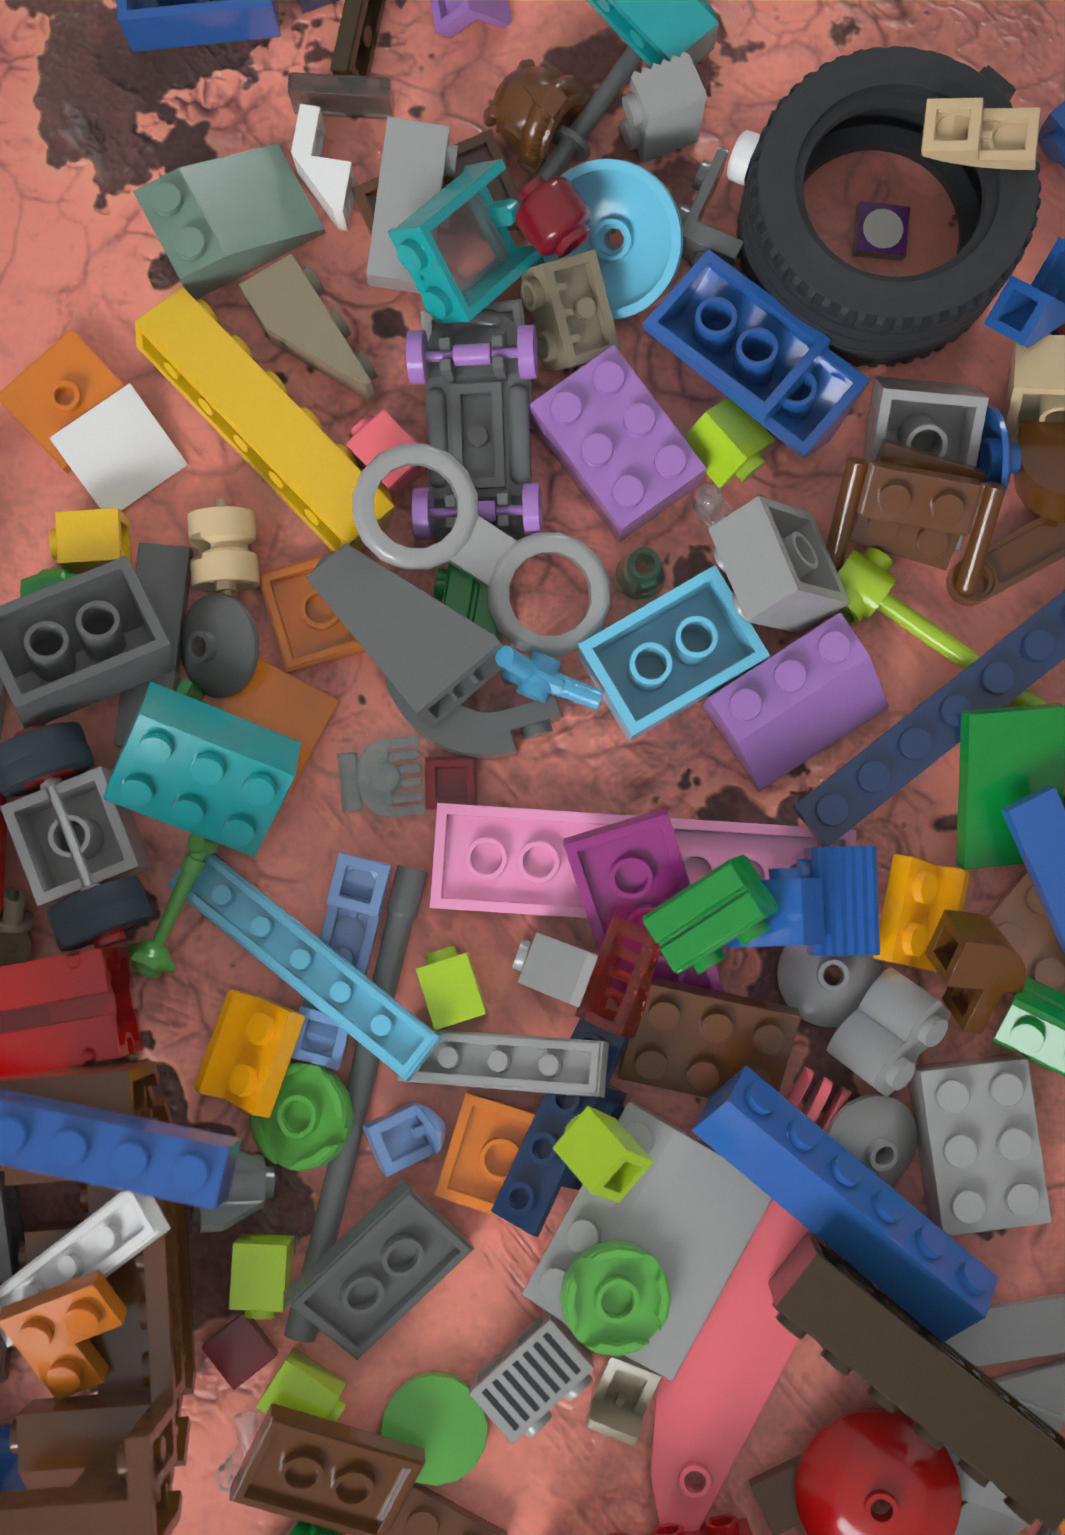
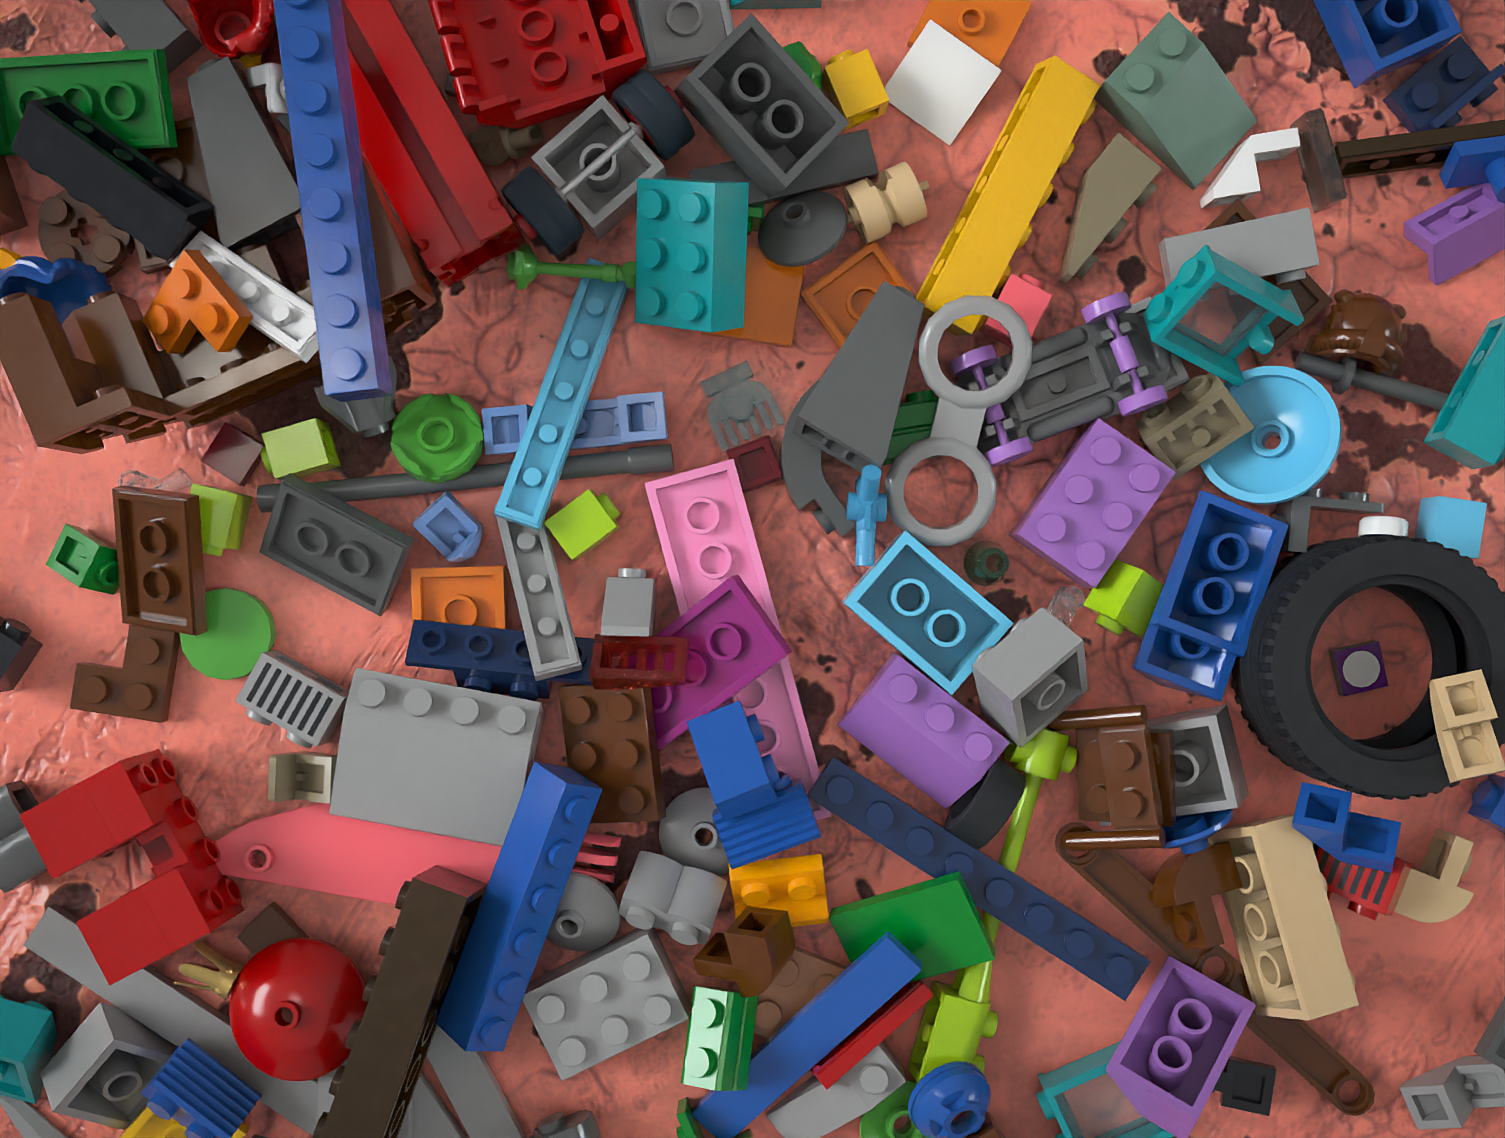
camera: 70 degrees right, 5 degrees up
(249, 1052) = (474, 376): light orange bracket -> none
(553, 216) = (1270, 381): dark red head -> none
(602, 1154) = (488, 695): lime brick -> none
(615, 1297) = (377, 744): bright green tile -> none
(663, 108) = (1401, 443): light grey brick -> none
(711, 914) = (714, 718): green brick -> none
(762, 85) = (1452, 523): none -> medium azure brick
(900, 660) = (986, 806): none -> black tyre

